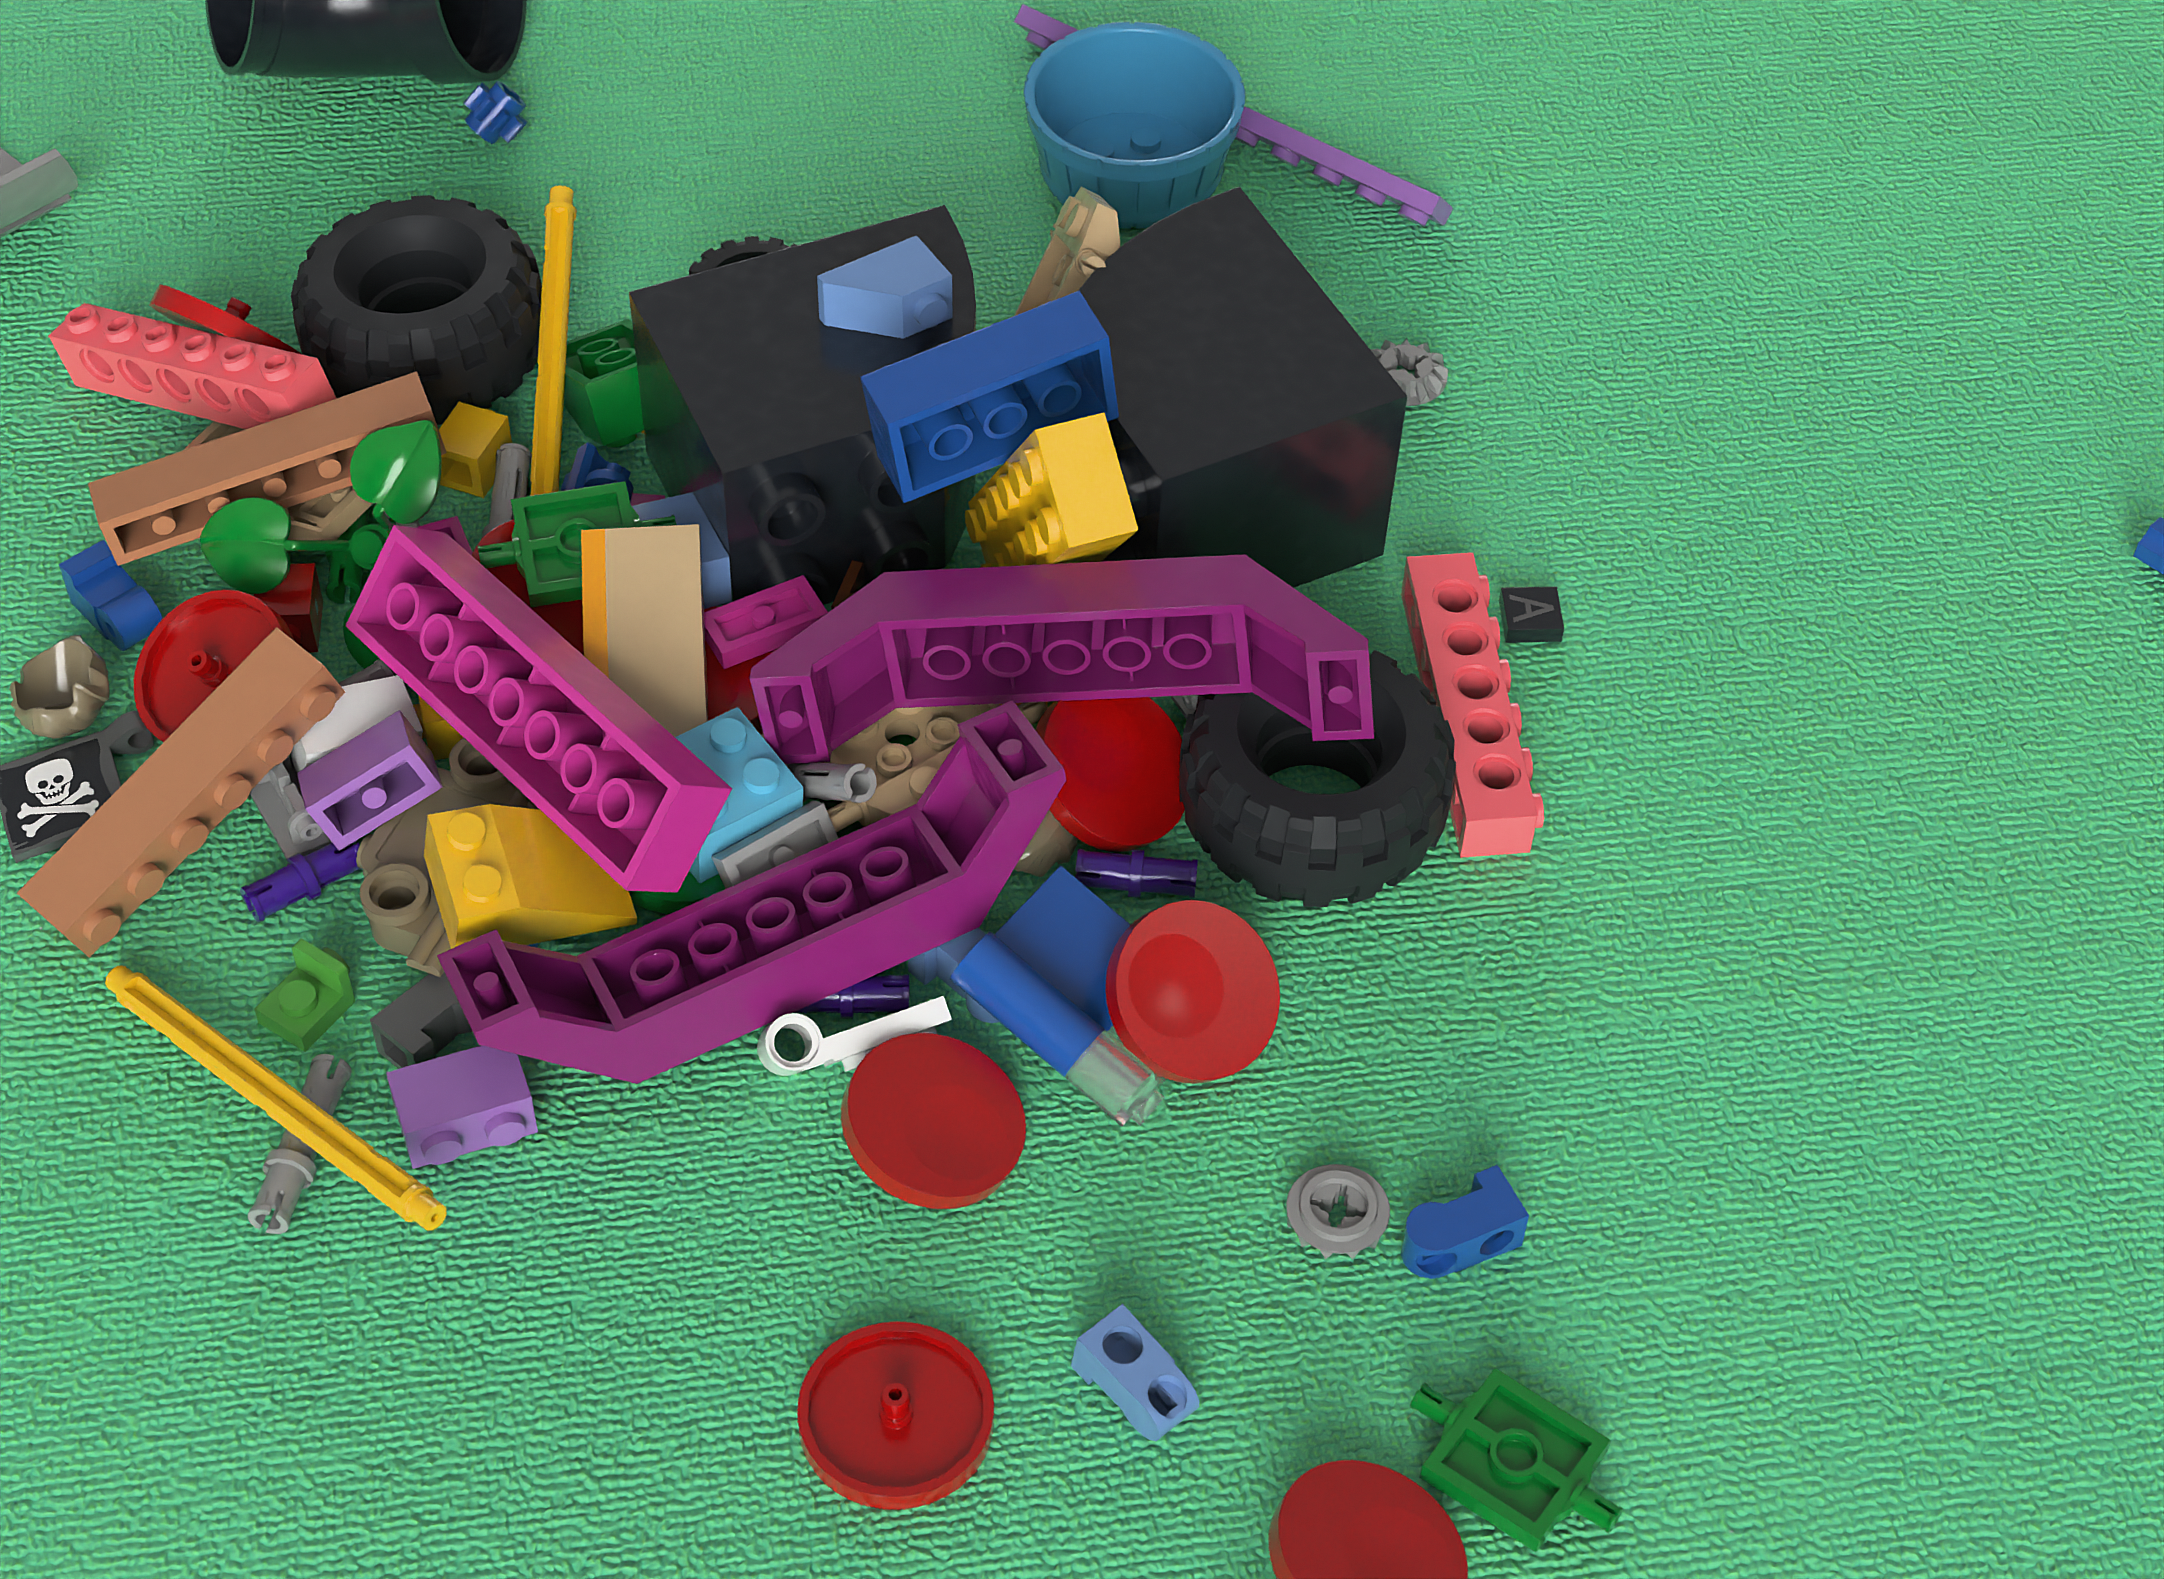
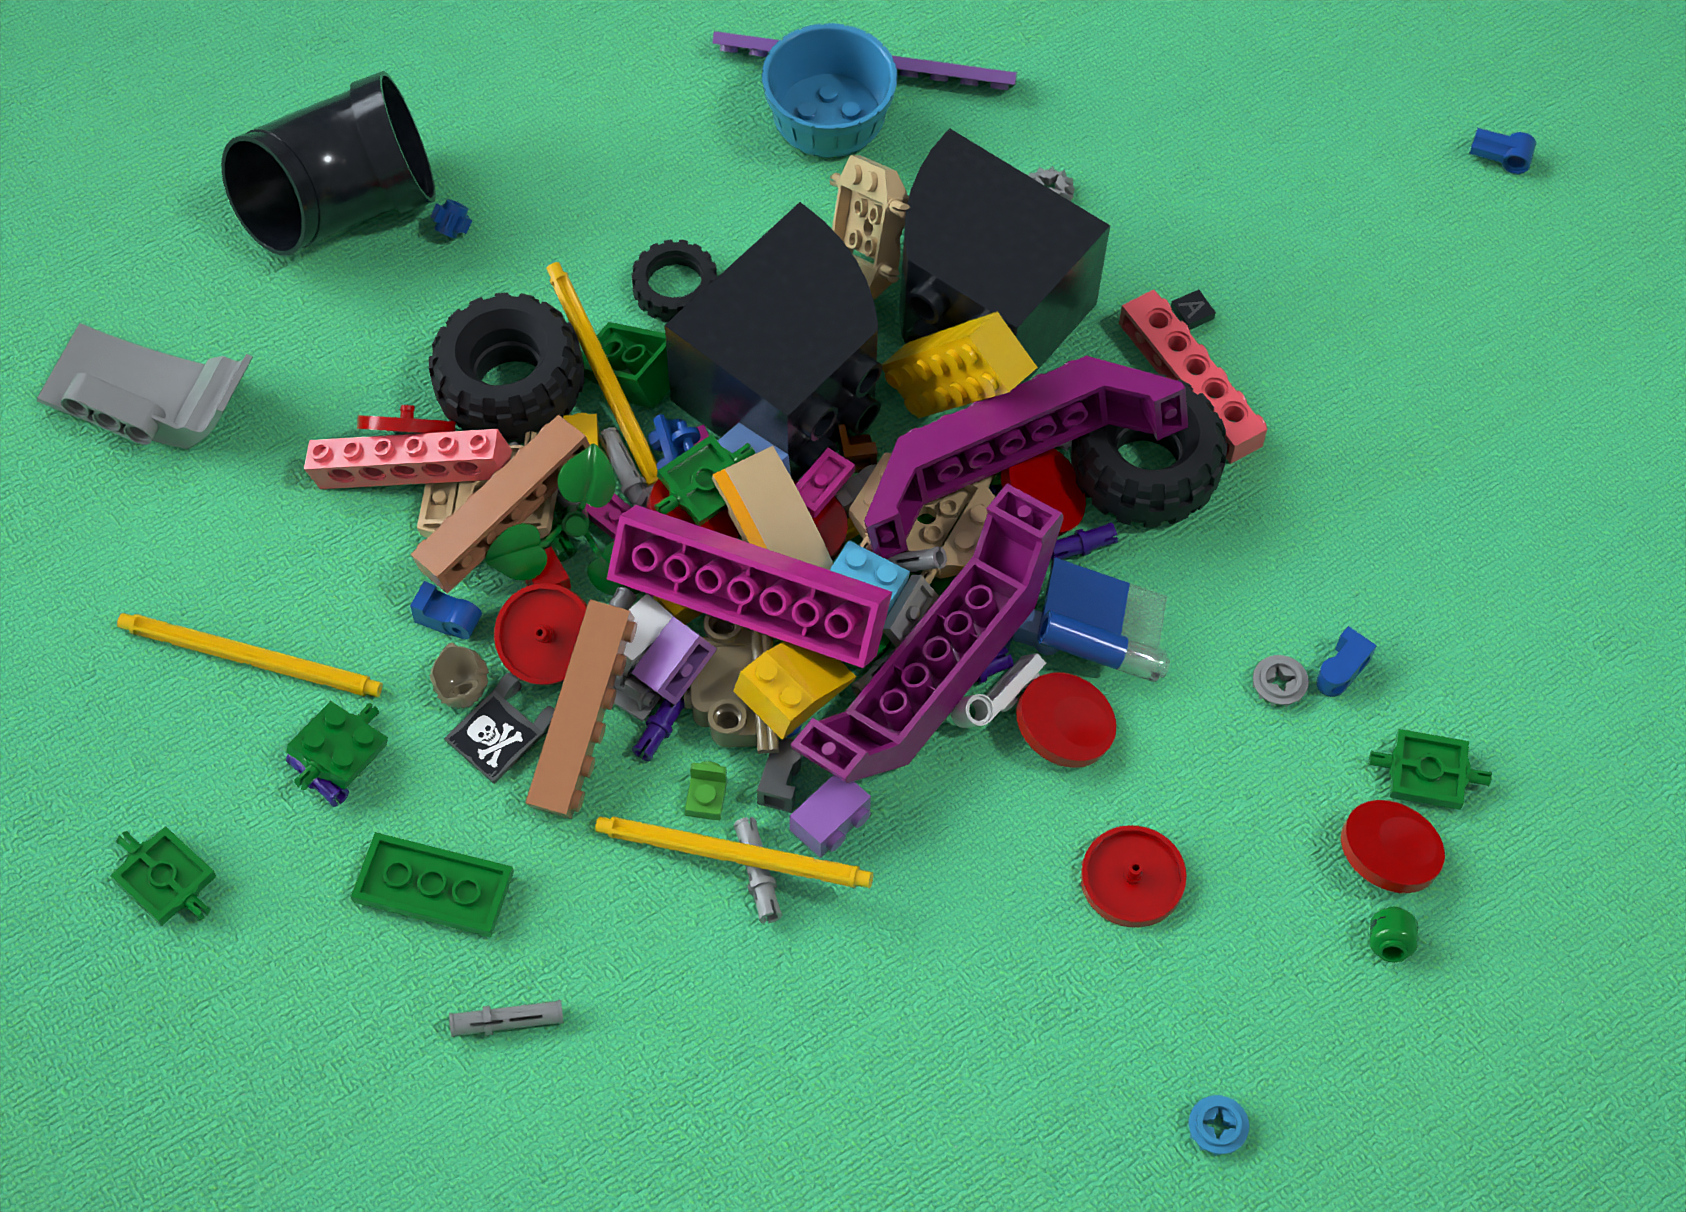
camera: 25 degrees left, 10 degrees up
(887, 292) = (814, 272): medium blue slope -> none
(986, 393) = (911, 316): blue brick -> none
(1135, 1373) = (1237, 806): medium blue leg -> none
(1192, 991) = (1155, 597): red piece -> none

